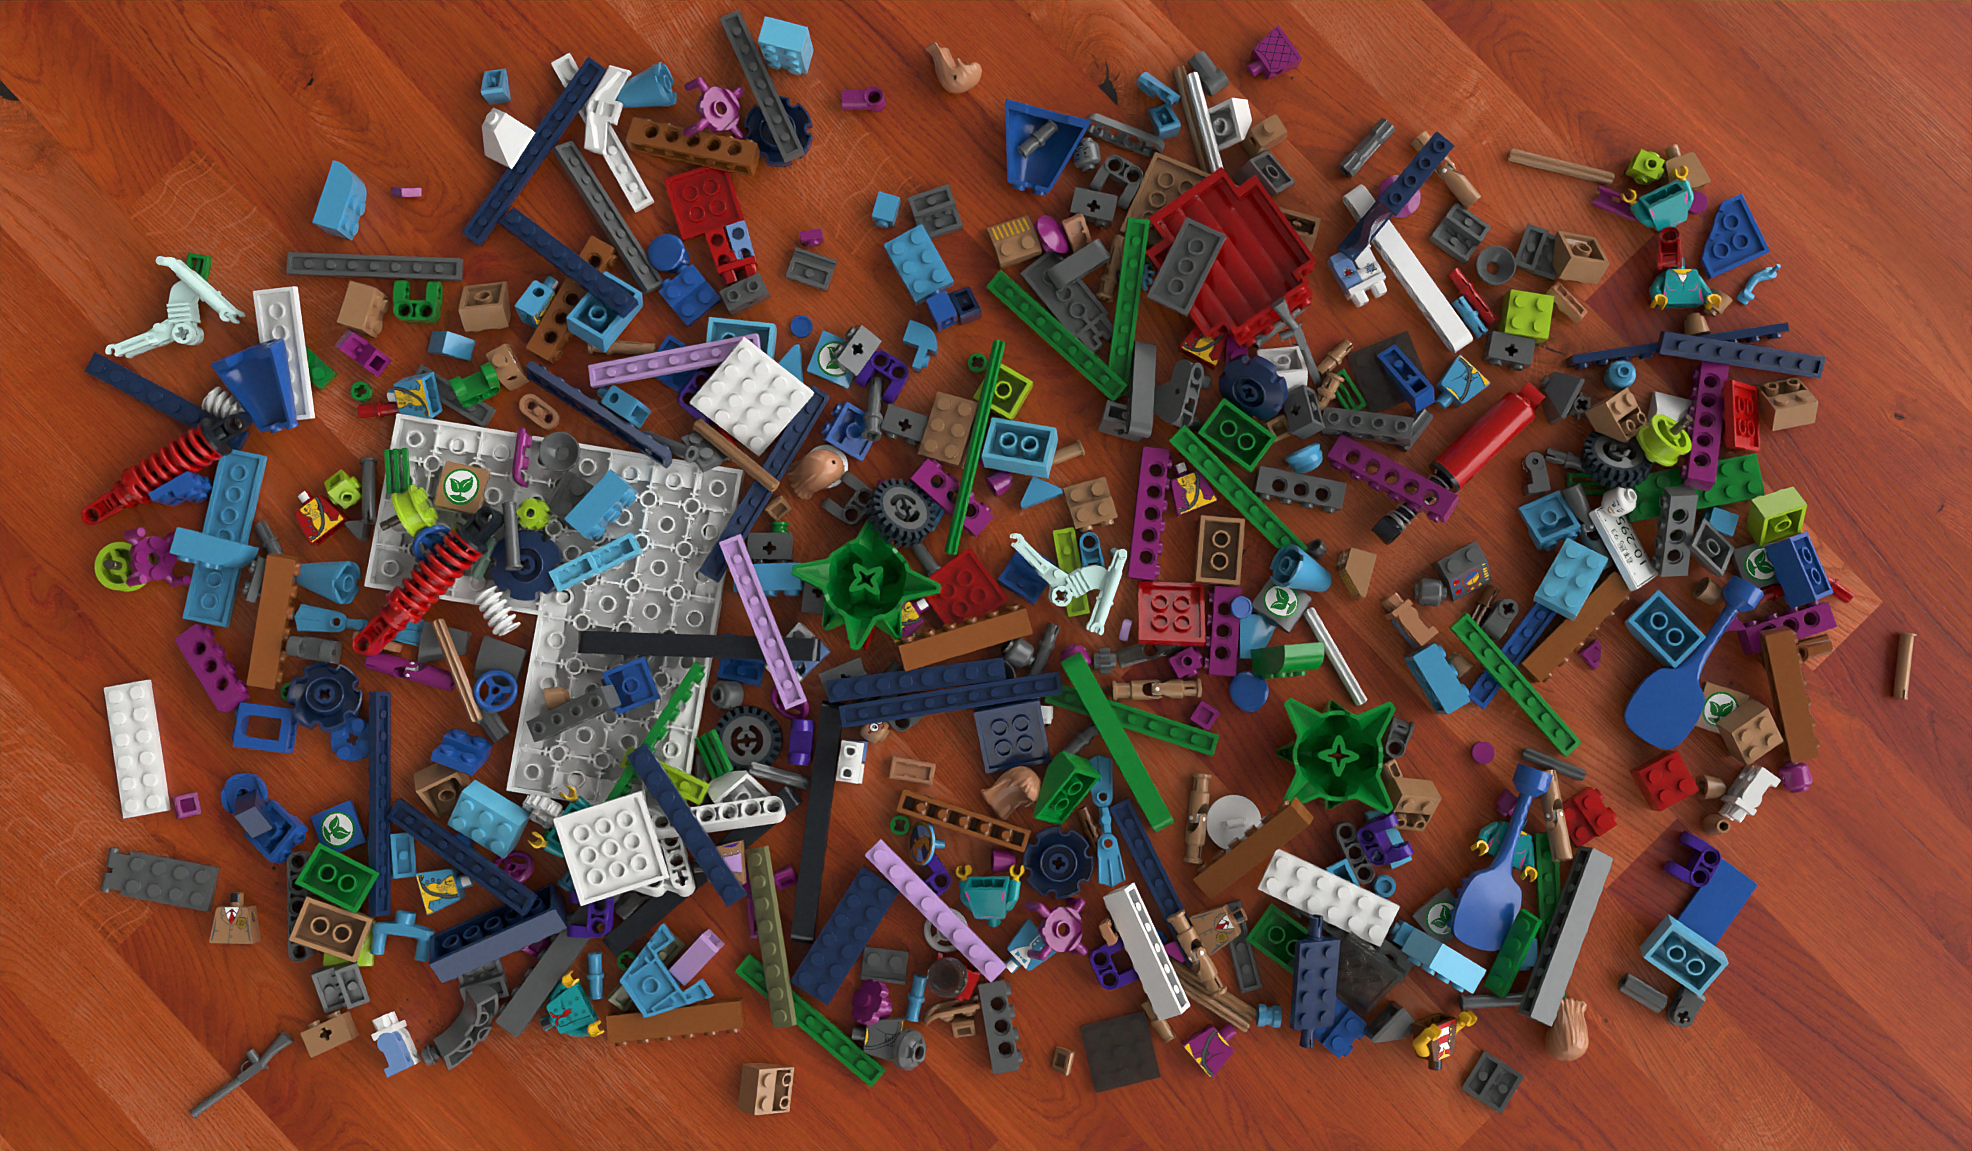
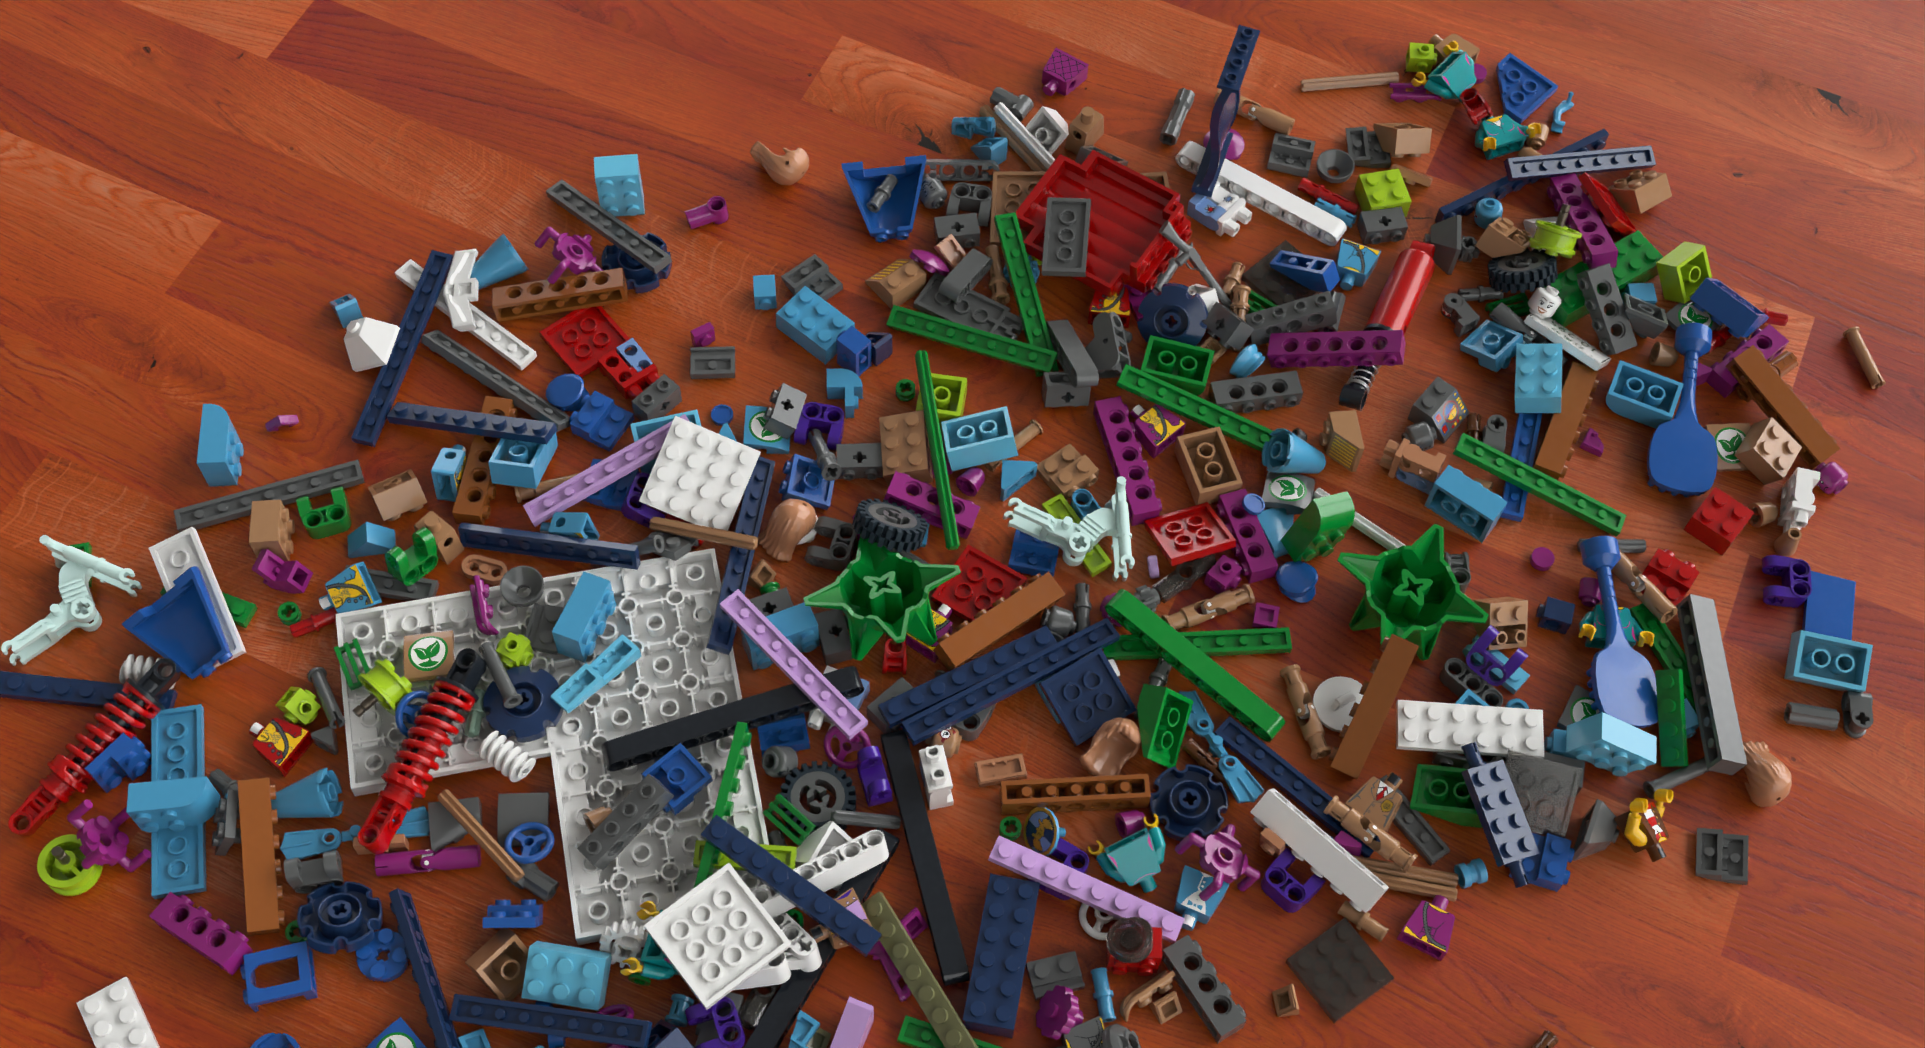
camera: 25 degrees left, 25 degrees down
(1464, 813) = (1555, 615): none -> dark blue brick

